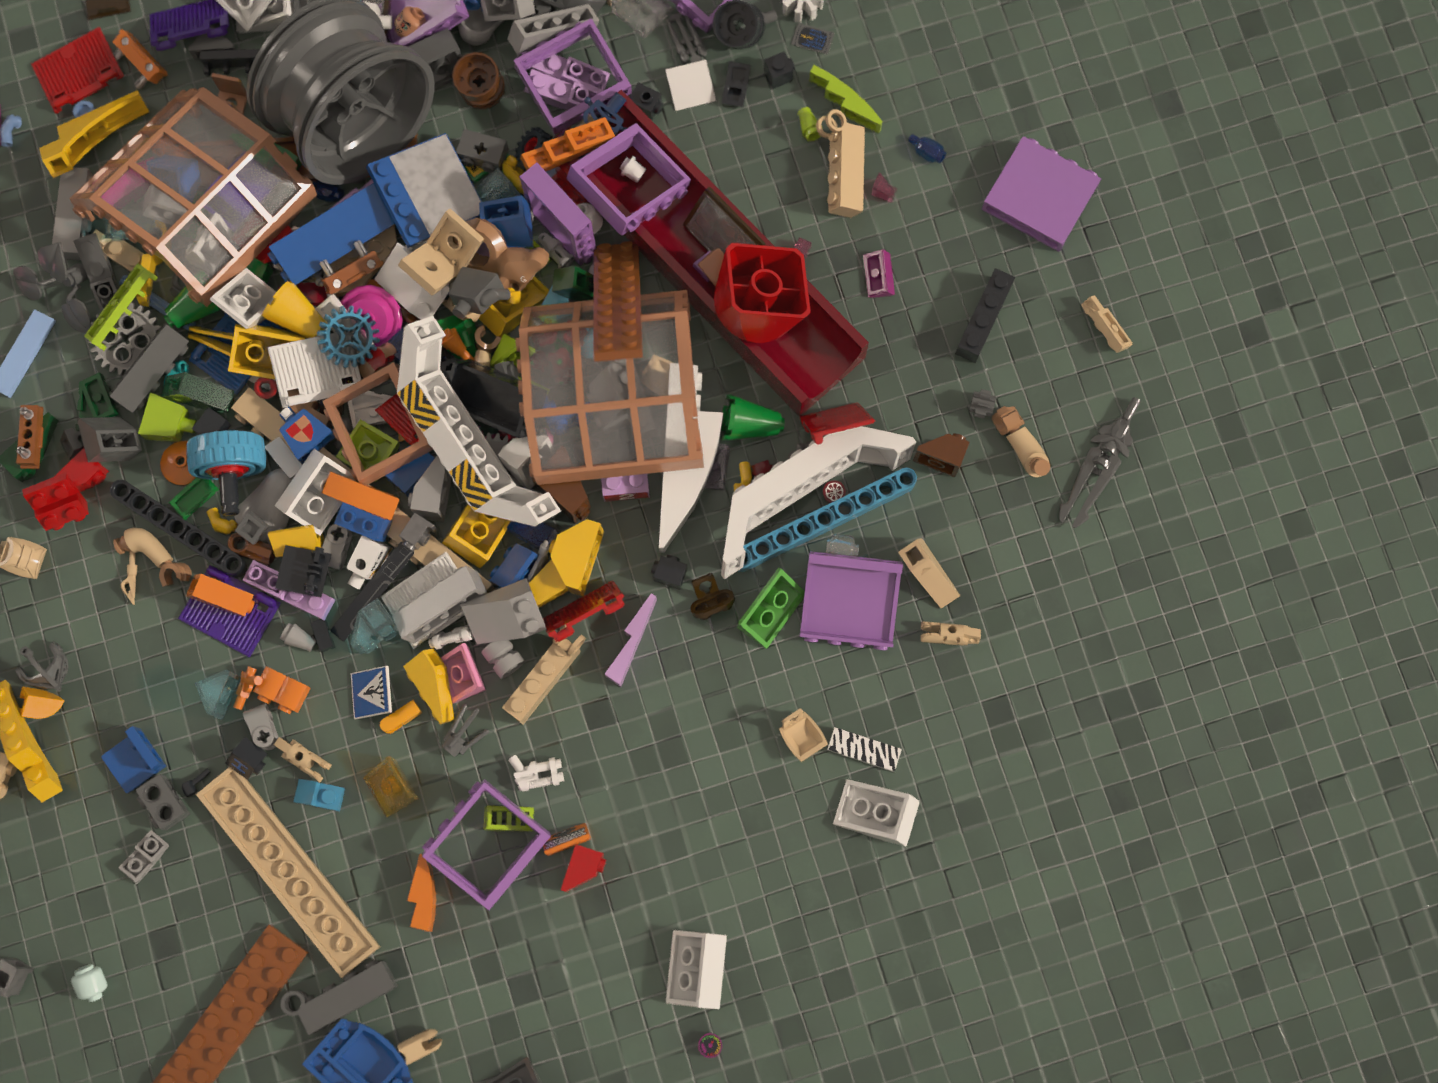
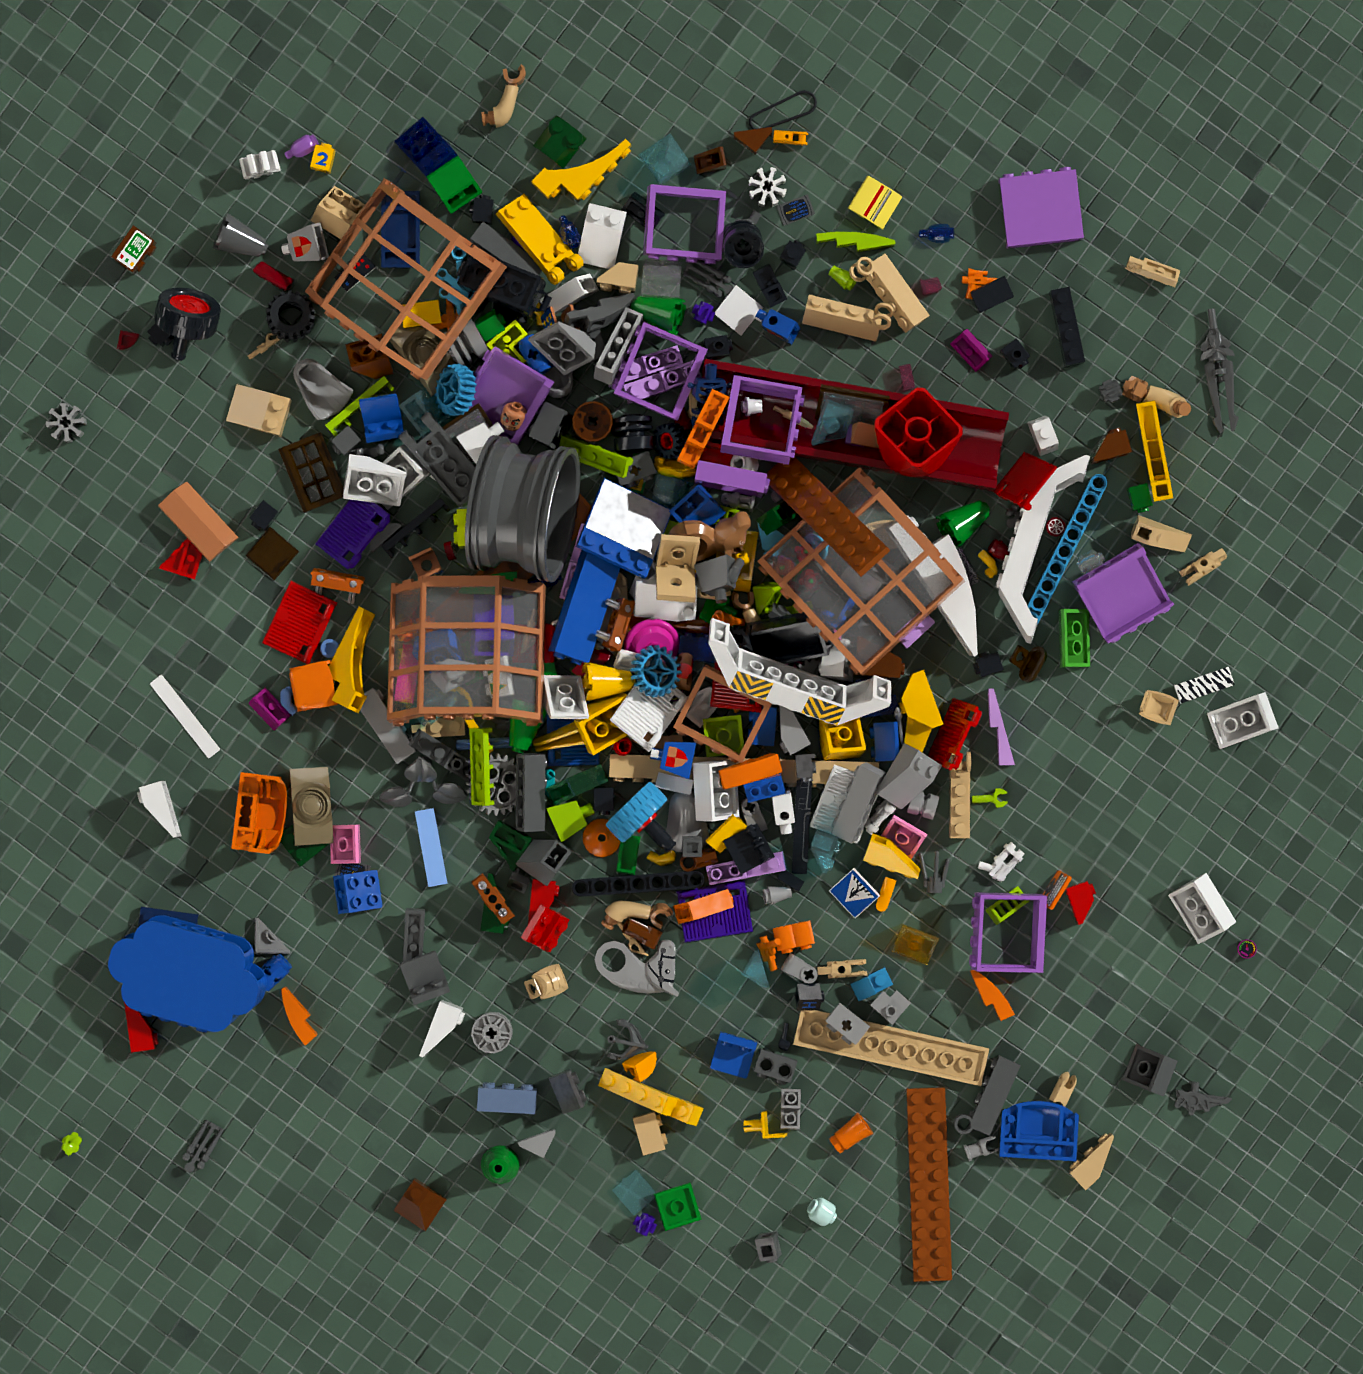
camera: 40 degrees left, 10 degrees up
(35, 127) = (312, 686): none -> orange piece
(103, 853) = (761, 1125): none -> yellow bracket
(107, 614) = (650, 977): none -> light grey animal
(146, 582) = (645, 934): none -> reddish brown piece
(180, 926) = (851, 1133): none -> orange plant
(268, 821) = (857, 1029): none -> light grey brick
(290, 1040) = (979, 1148): none -> light grey piece
(316, 829) = (890, 1006): none -> light grey brick
(456, 112) = (598, 457): none -> lime hinge
(505, 117) = (633, 434): none -> black wheel
(573, 702) = (990, 798): none -> lime bar
(620, 34) = (661, 312): none -> green cone
(656, 62) = (703, 312): none -> dark purple gear
(666, 214) = (787, 414): none -> tan hand
(693, 232) = (832, 422): none -> clear light blue slope
(714, 117) = (784, 329): none -> blue torso
(783, 157) = (846, 317): none -> tan hinge
(887, 397) = (1043, 435): none -> white torso
(890, 80) = (875, 202): none -> light yellow slope
(917, 306) = (1015, 354): none -> black brick
(931, 216) = (975, 280): none -> orange piece
(936, 236) = (991, 294): none -> black slope
(936, 523) = (1140, 498): none -> green brick
(983, 487) = (1154, 451): none -> yellow arch

